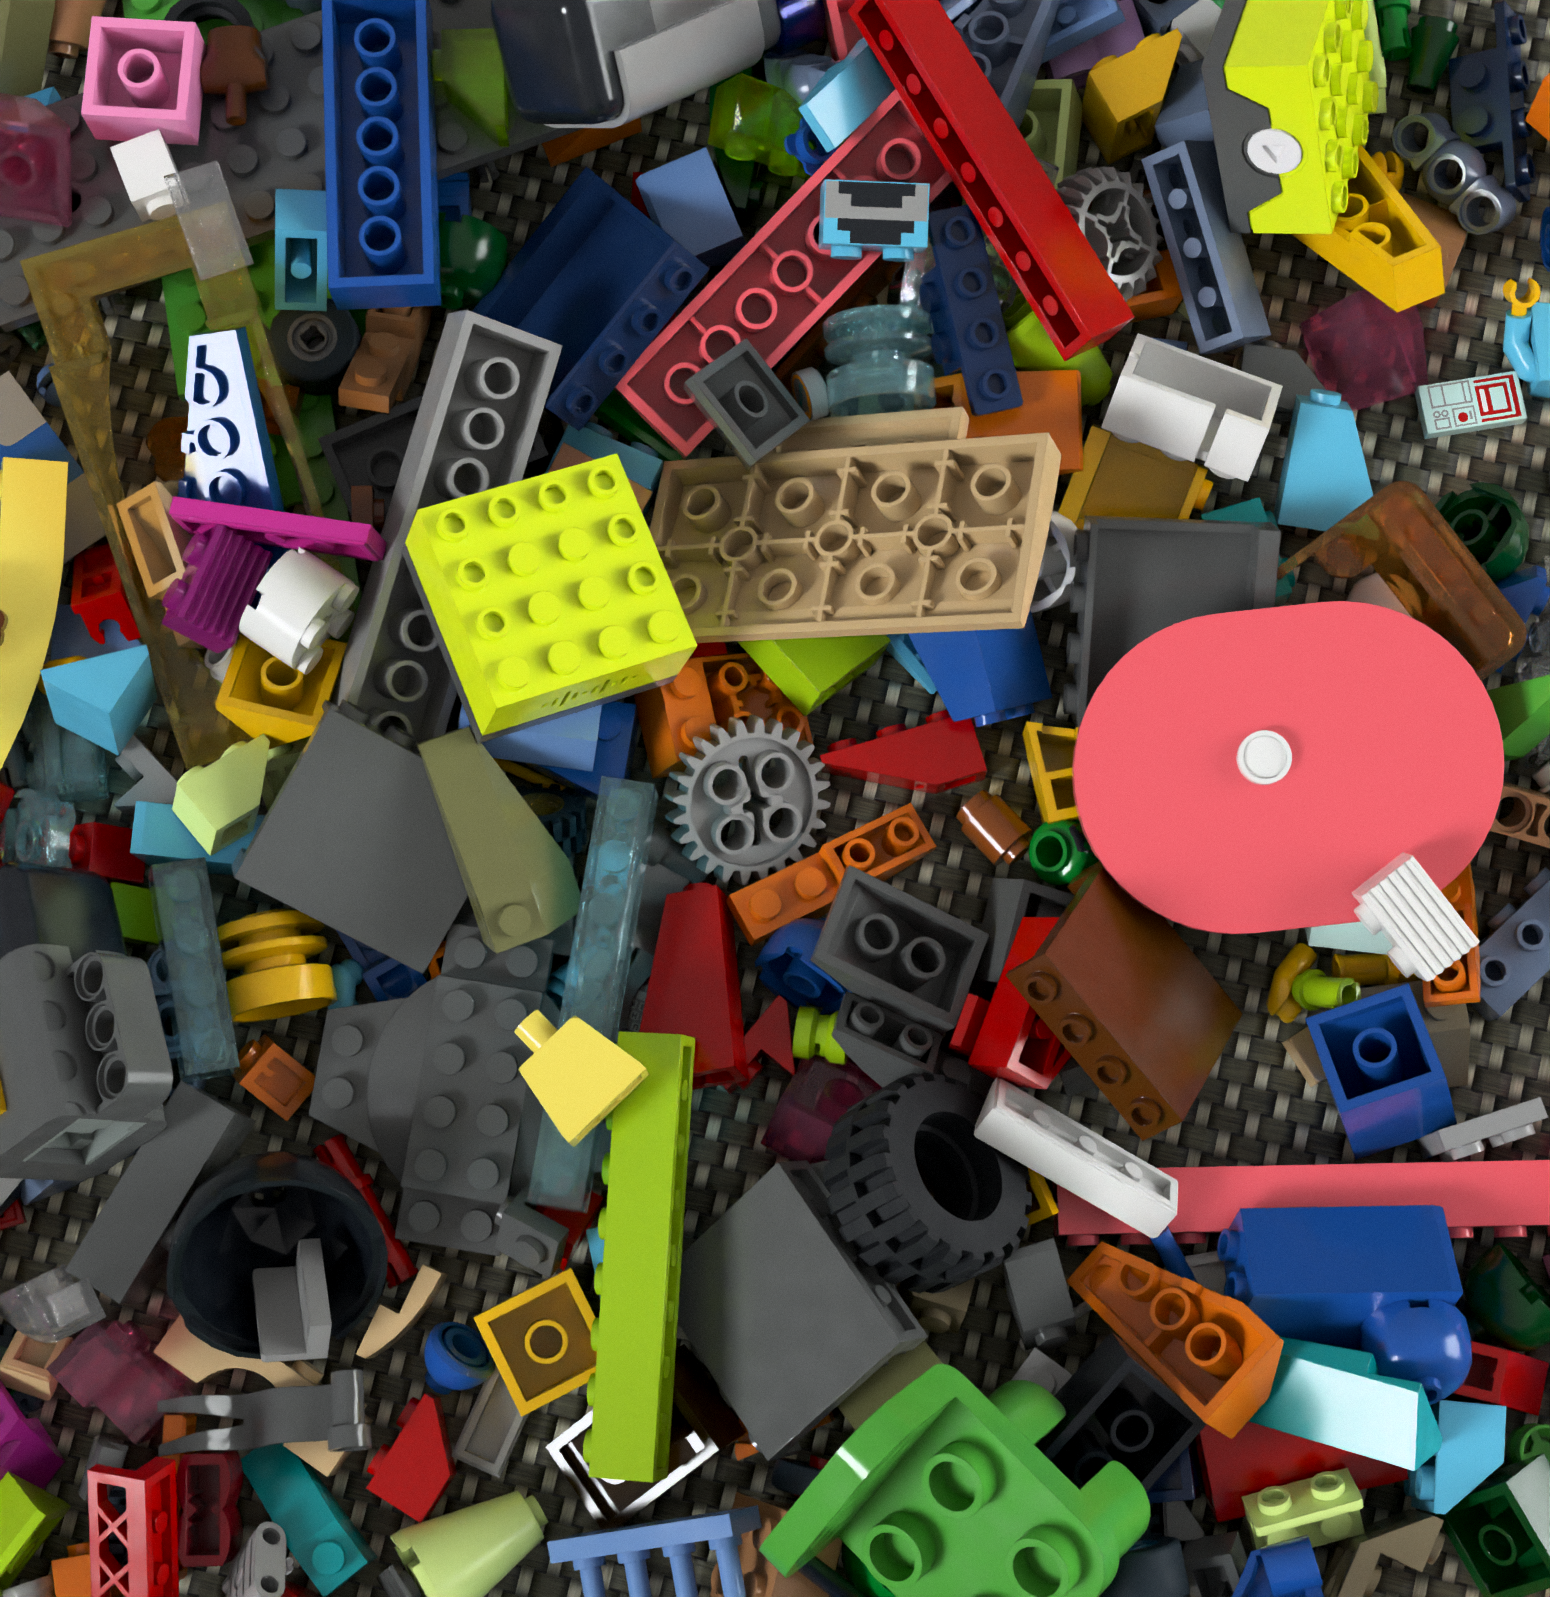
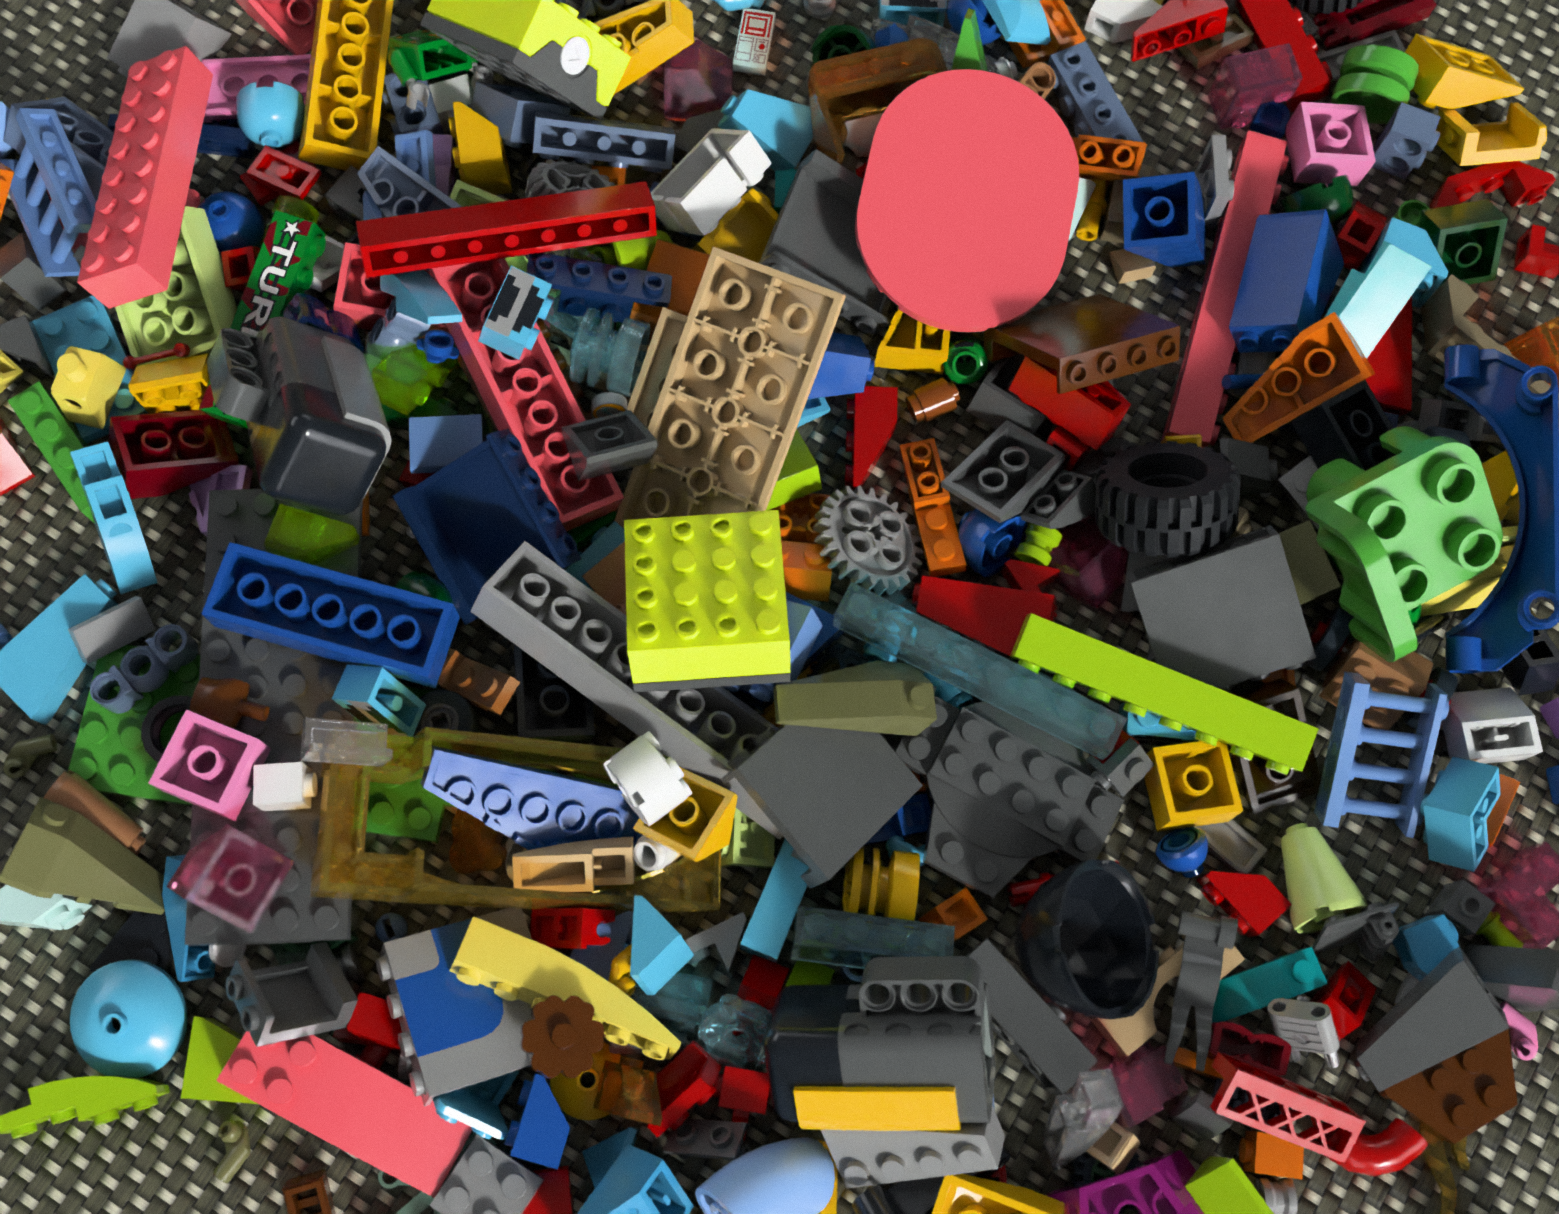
camera: 80 degrees left, 5 degrees down
(215, 587) = (610, 834): magenta brick -> none
(223, 798) = (760, 877): yellowish green slope -> none
(281, 528) = (583, 776): dark pink tile -> none
(293, 1307) = (1126, 943): light grey panel -> none
(367, 508) = (587, 720): reddish brown plate -> none
(391, 1324) = (1140, 868): tan slope -> none
(576, 1073) = (1042, 685): light yellow torso -> none
(1077, 1159) = (1173, 408): white slope -> none
(1264, 757) = (960, 206): white piece -> none
(1280, 999) = (1085, 266): yellow arm -> none
(1316, 990) = (1101, 241): lime pin -> none
(1318, 1506) = (1420, 357): yellowish green bracket -> none
(1414, 918) = (1089, 156): white brick -> none
(1420, 1345) = (1349, 246): blue cylinder -> none

